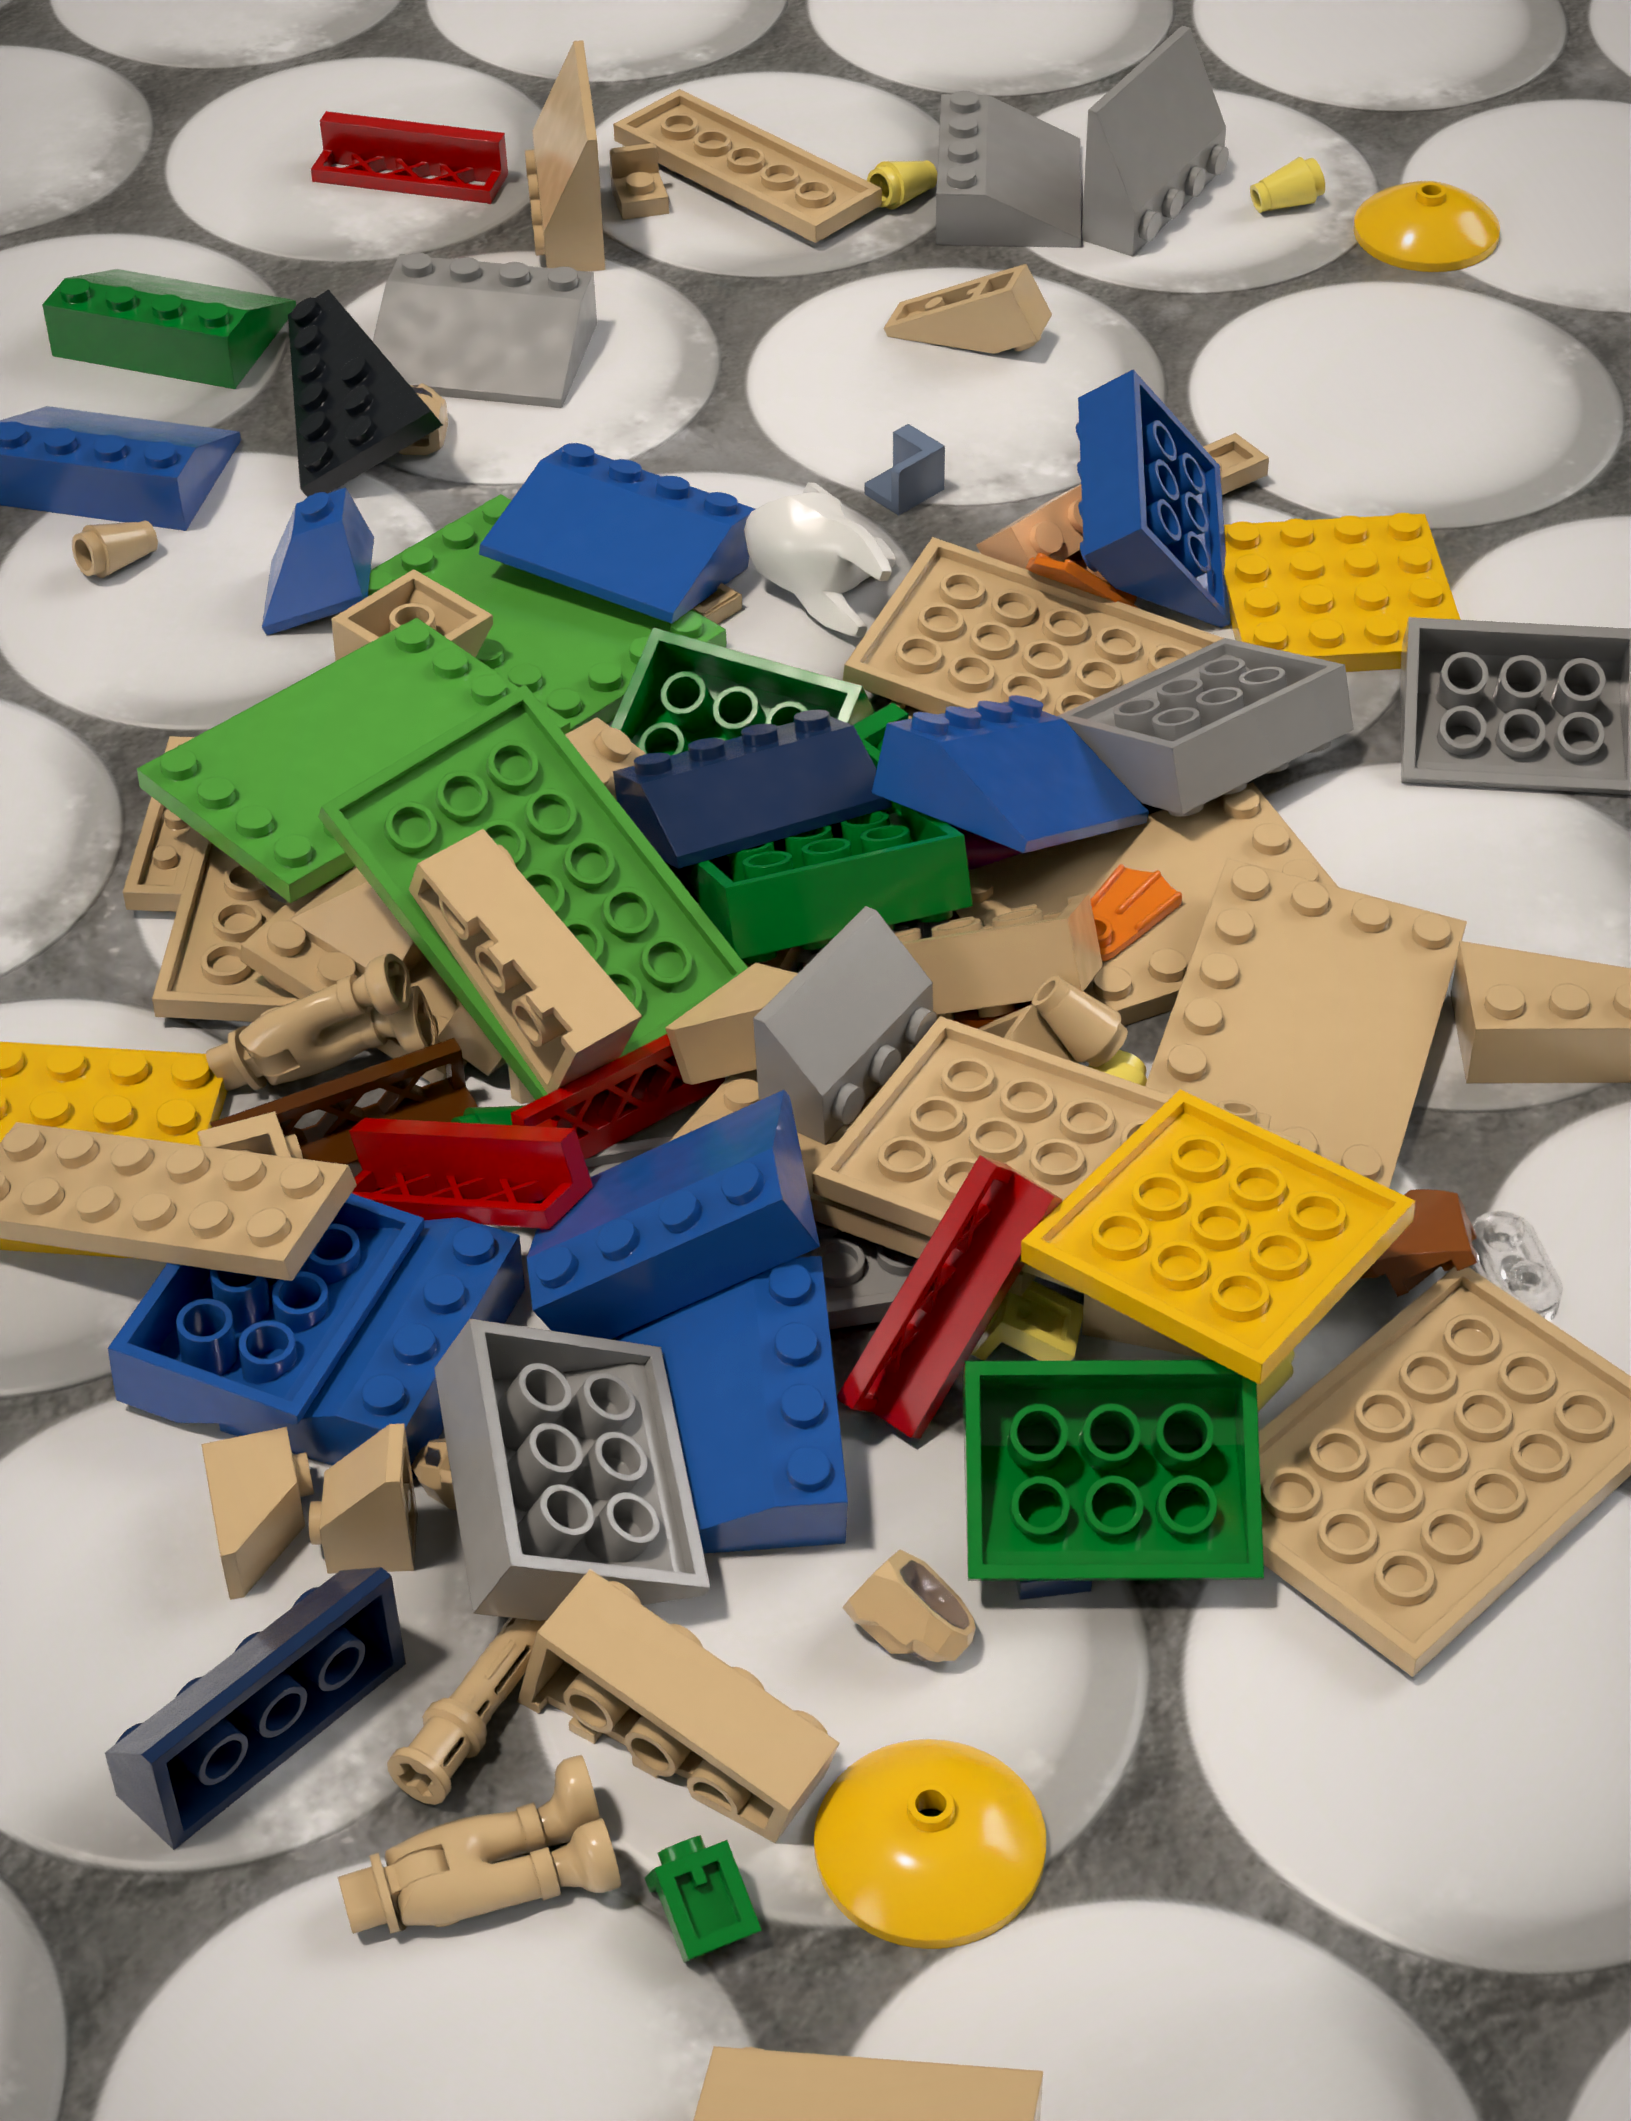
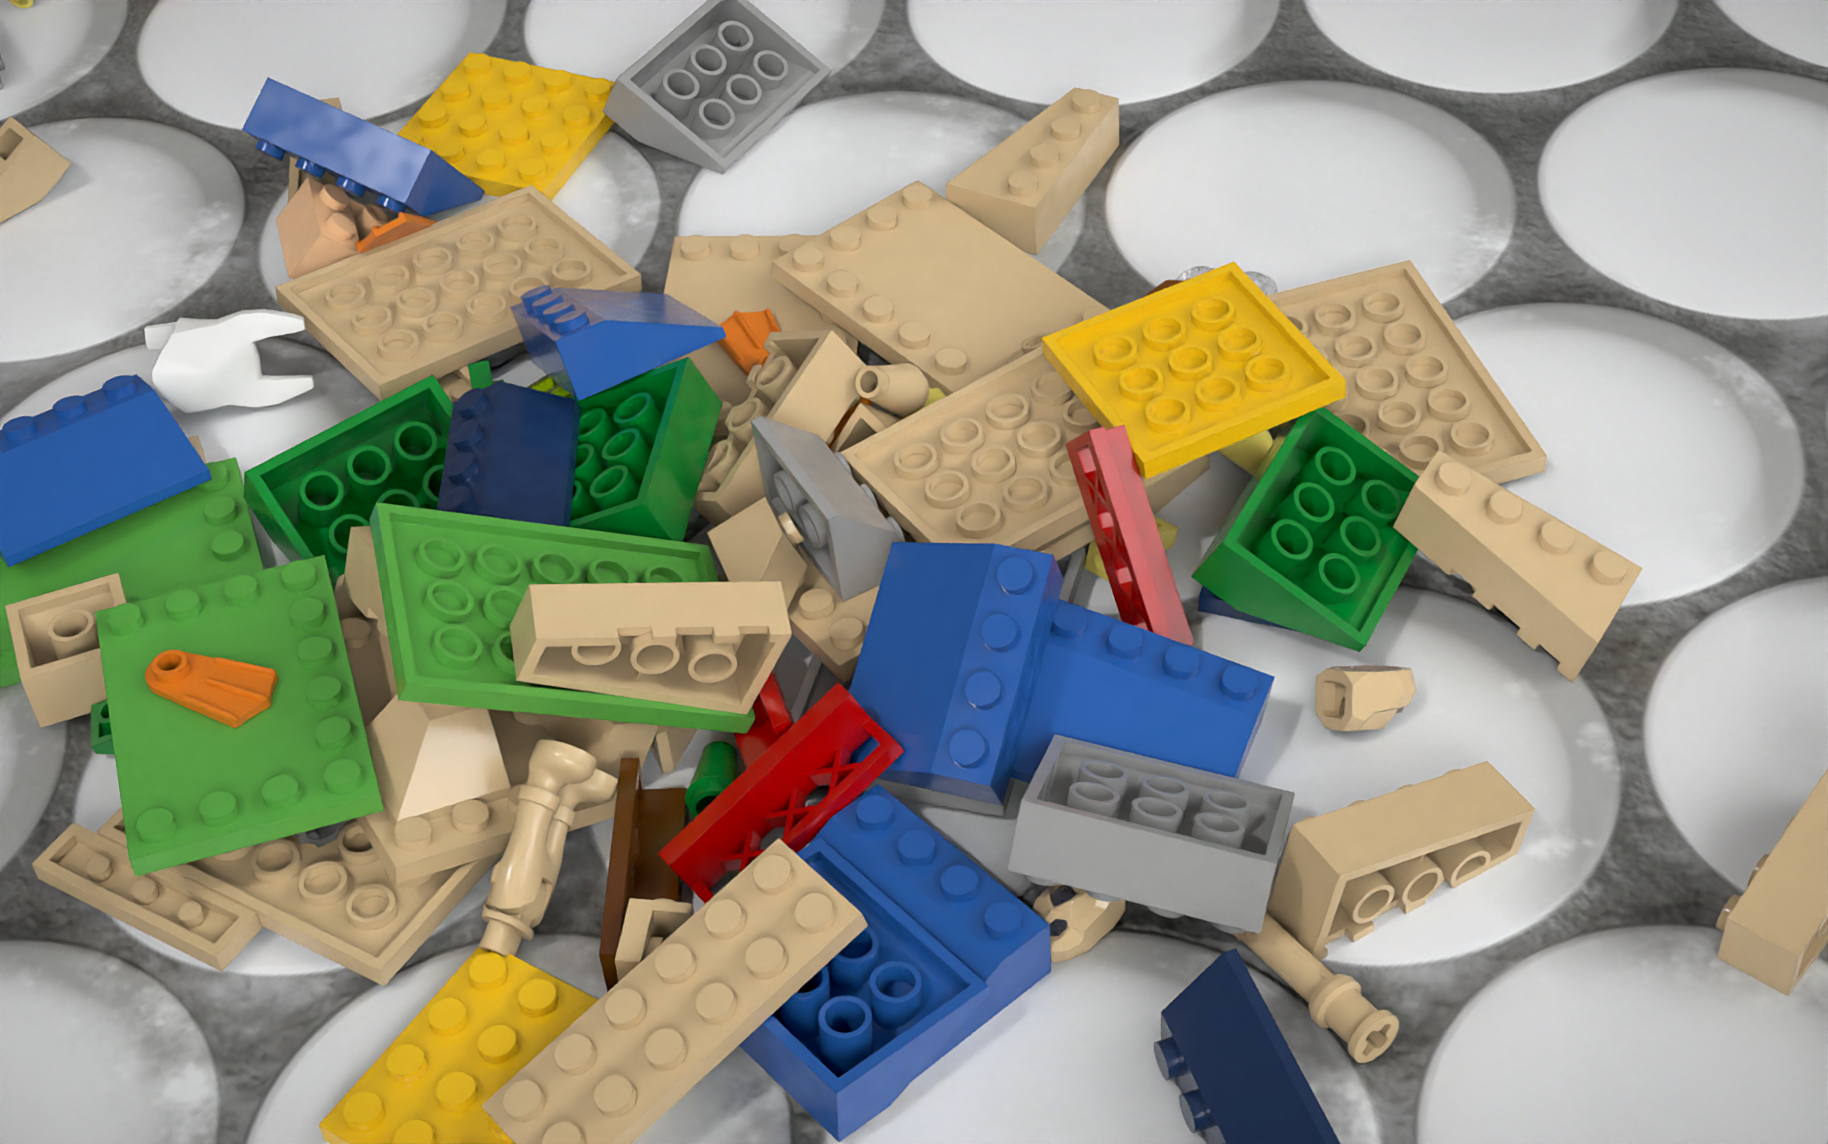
camera: 60 degrees left, 0 degrees up
(255, 1502) = (1031, 1069): tan slope -> none
(359, 724) = (212, 686): none -> orange piece
(368, 1507) = (1095, 974): tan slope -> none
(451, 1870) = (1471, 1053): tan piece -> none
(703, 1897) = (1564, 895): green bracket -> none
(915, 473) = (147, 288): sand blue panel -> none
(922, 1875) = (1569, 760): yellow dish -> none
(1174, 1698) = (1518, 559): none -> tan wedge
(1214, 722) = (614, 219): light grey slope -> none

